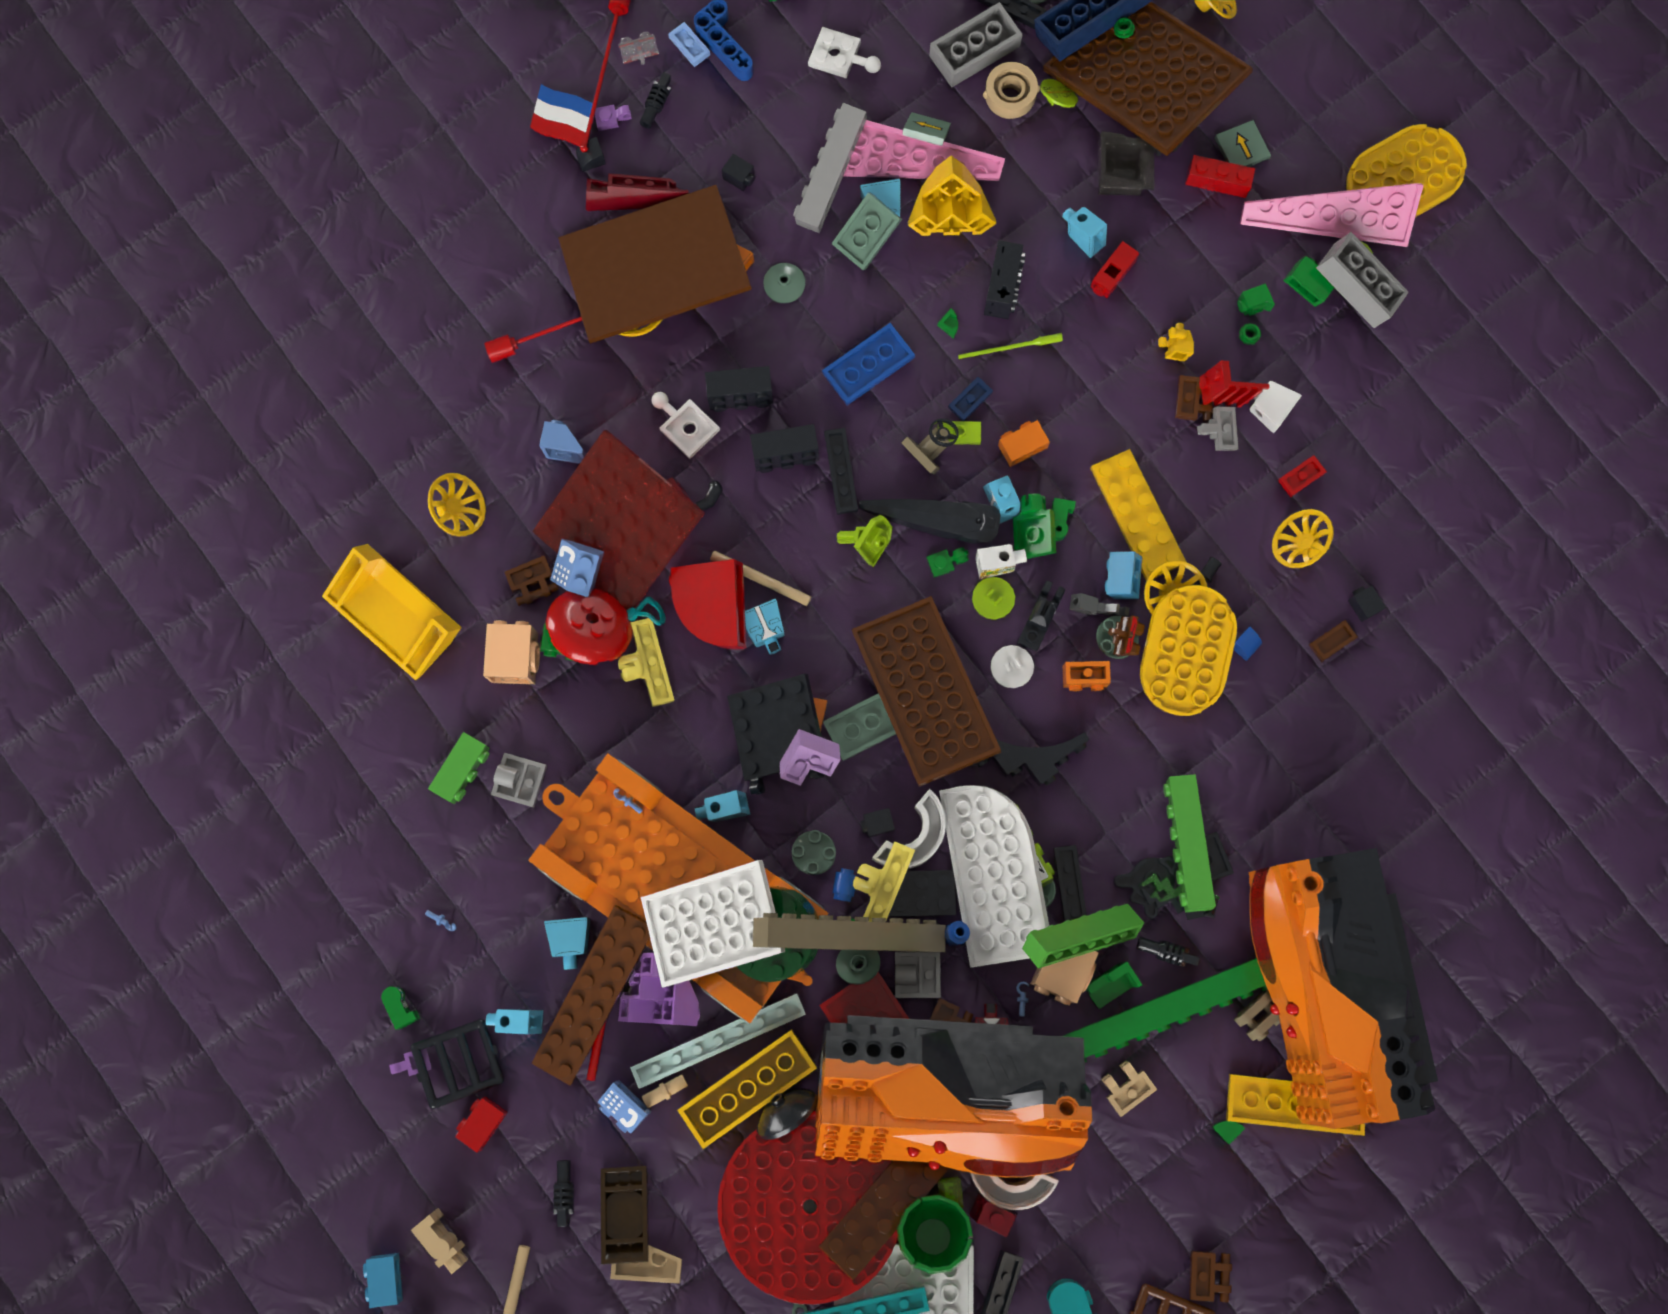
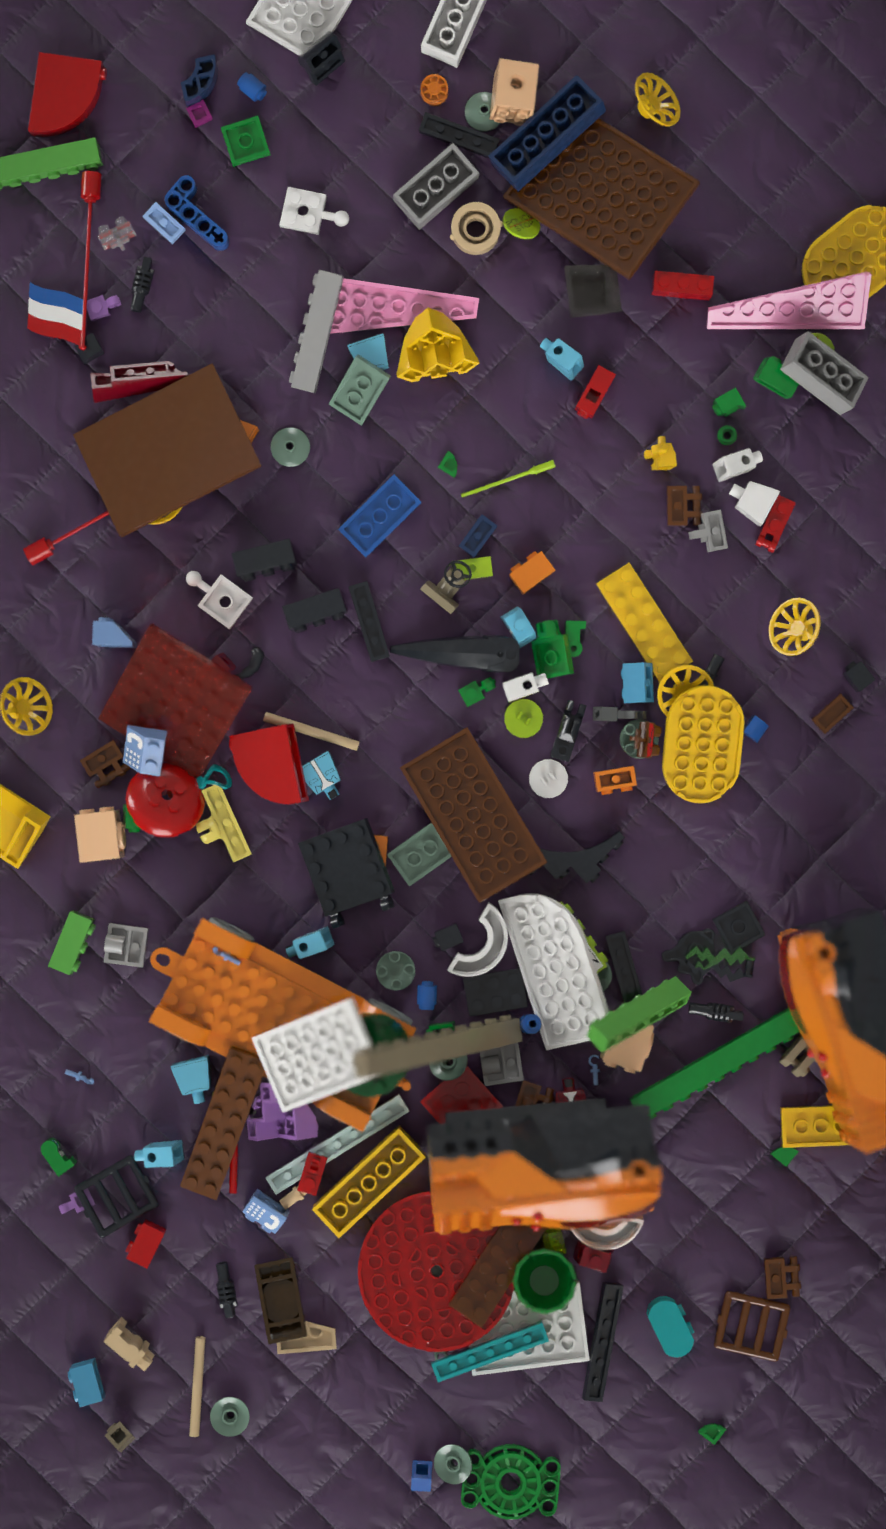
camera: 15 degrees left, 10 degrees up
(684, 1069) = (312, 1173): none -> red plate
(738, 172) = (231, 346): black brick -> none
(786, 1113) = (405, 1198): black dish -> none
(808, 753) = (379, 890): lavender panel -> none
(869, 540) = (404, 684): lime piece -> none
(884, 882) = (461, 992): light yellow plate -> none
(926, 129) = (401, 278): sand green tile -> none
(1005, 280) = (494, 419): black piece -> none
(1112, 984) = (669, 1047): green panel -> none
(1127, 25) = (574, 146): green plate -> none
(1131, 1092) = (697, 1136): tan plate -> none
(1190, 843) = (723, 915): bright green brick -> none
(1218, 387) = (701, 497): red plate -> none
(1243, 145) = (701, 250): sand green tile -> none
(1256, 362) = (736, 464): none -> white torso
(1292, 430) = (775, 523): none -> red plate
(1302, 476) = (789, 565): red plate -> none

